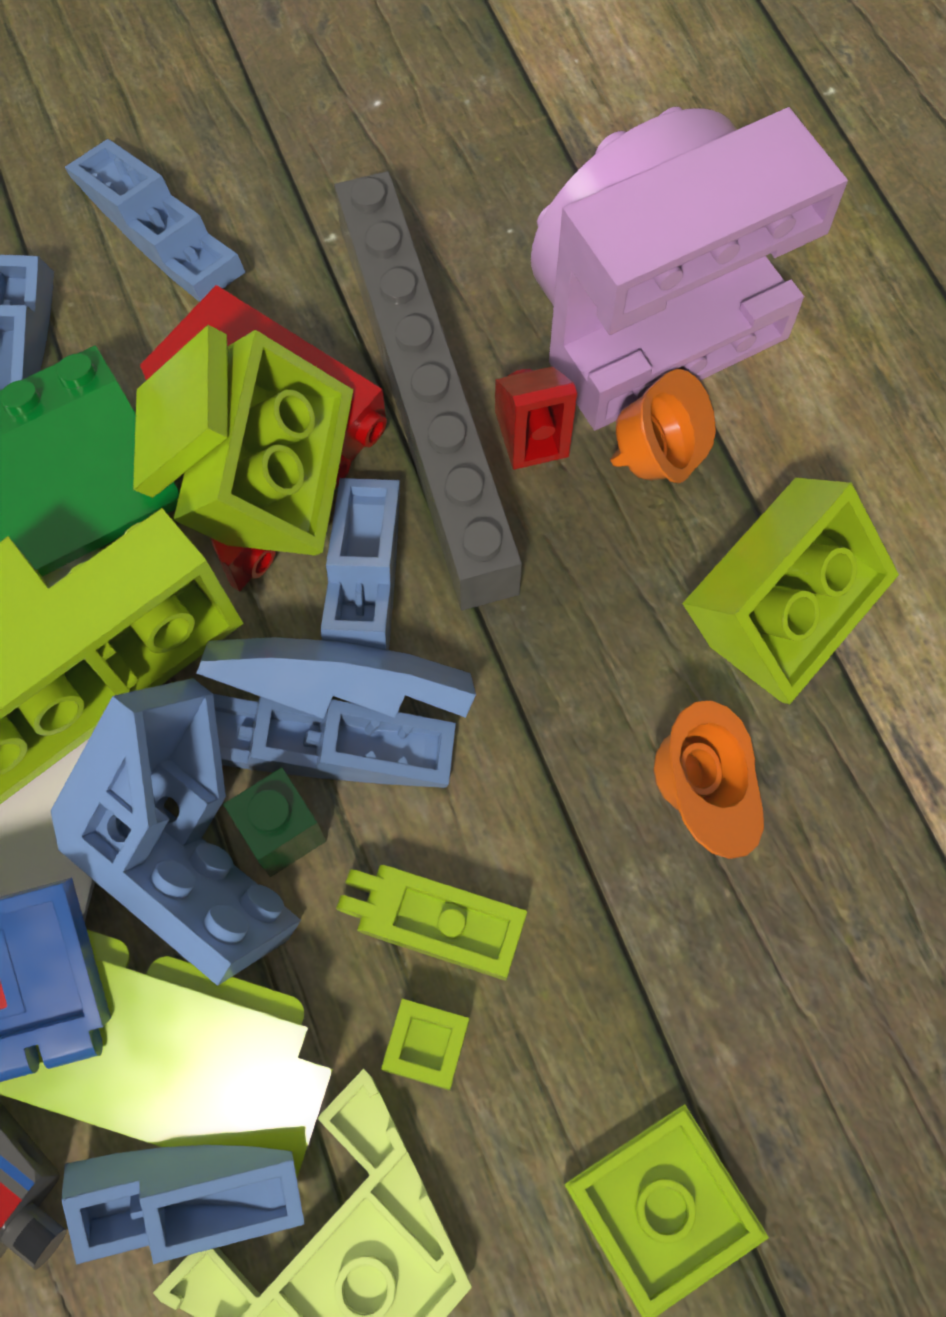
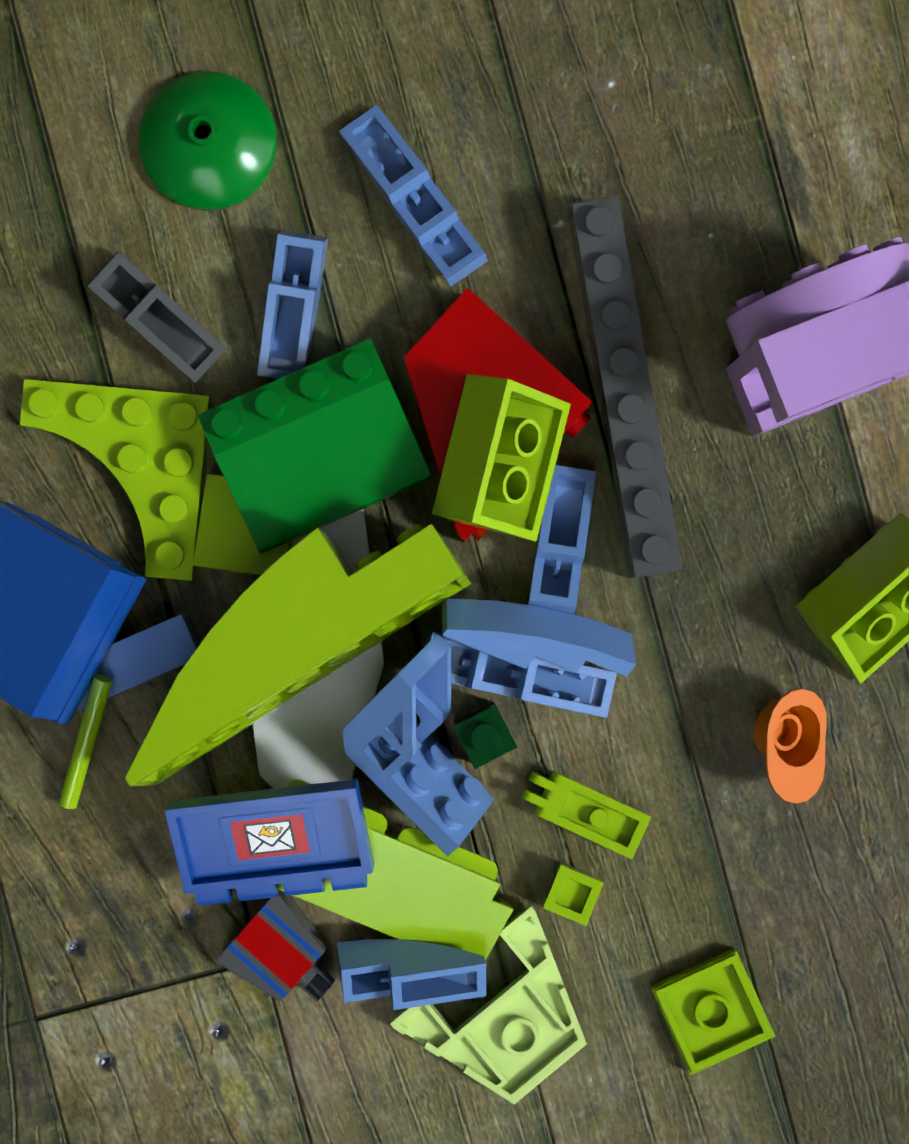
camera: 10 degrees right, 20 degrees up
(181, 412) = (442, 427): lime tile -> none
(535, 415) = (708, 428): red slope -> none
(666, 429) = (809, 458): orange piece -> none

